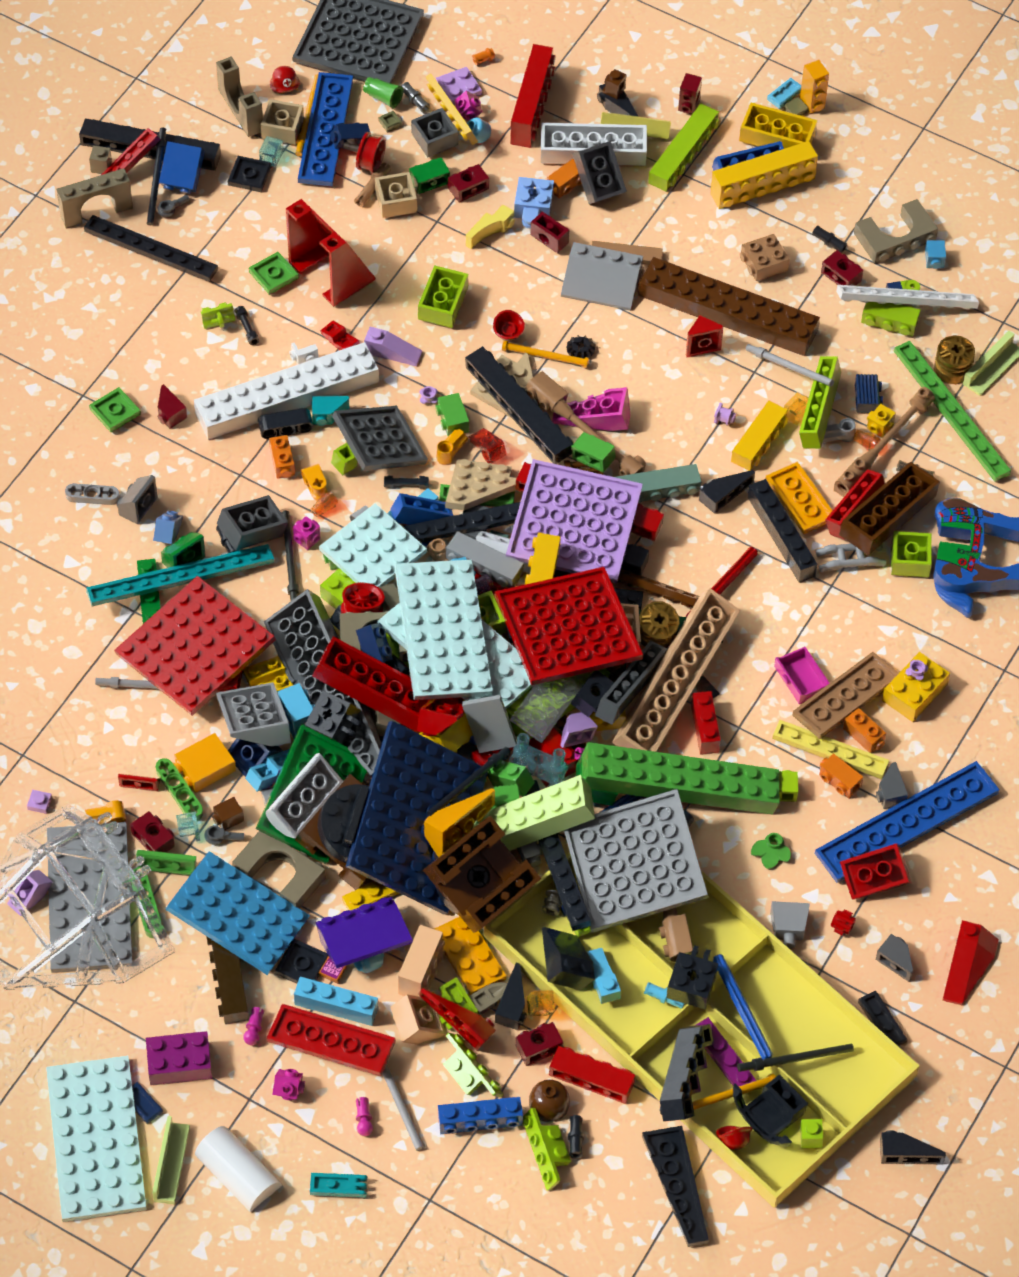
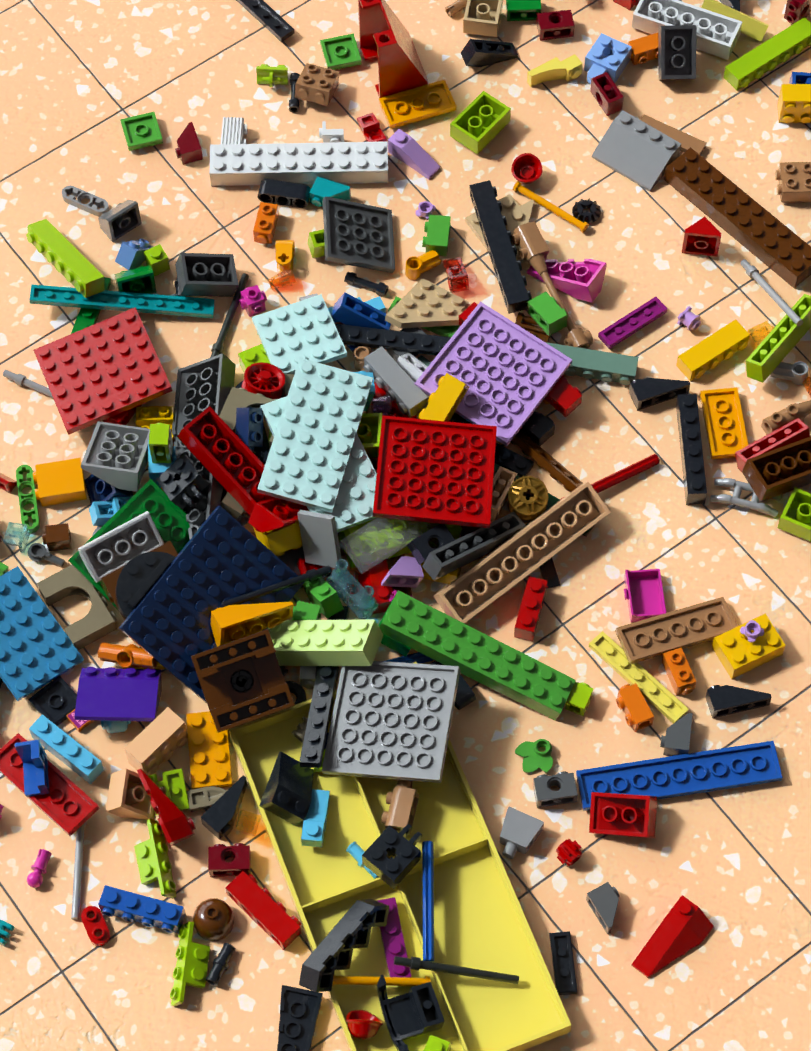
camera: 25 degrees right, 5 degrees up
(105, 552) = (65, 258): none -> lime brick
(193, 523) = (157, 259): none -> lime brick
(207, 380) = (233, 130): none -> white brick
(268, 310) = (317, 84): none -> medium nougat brick
(297, 688) = (160, 443): none -> lime brick
(318, 1026) = (34, 767): none -> blue panel
(343, 897) = (118, 654): none -> orange piece
(372, 298) = (417, 104): none -> light orange plate
(415, 229) = (485, 52): none -> black slope
(440, 1148) = (94, 925): none -> red plate
(673, 435) = (632, 322): none -> magenta plate
(799, 882) = (546, 797): none -> dark grey brick
(924, 738) = (730, 700): none -> black slope

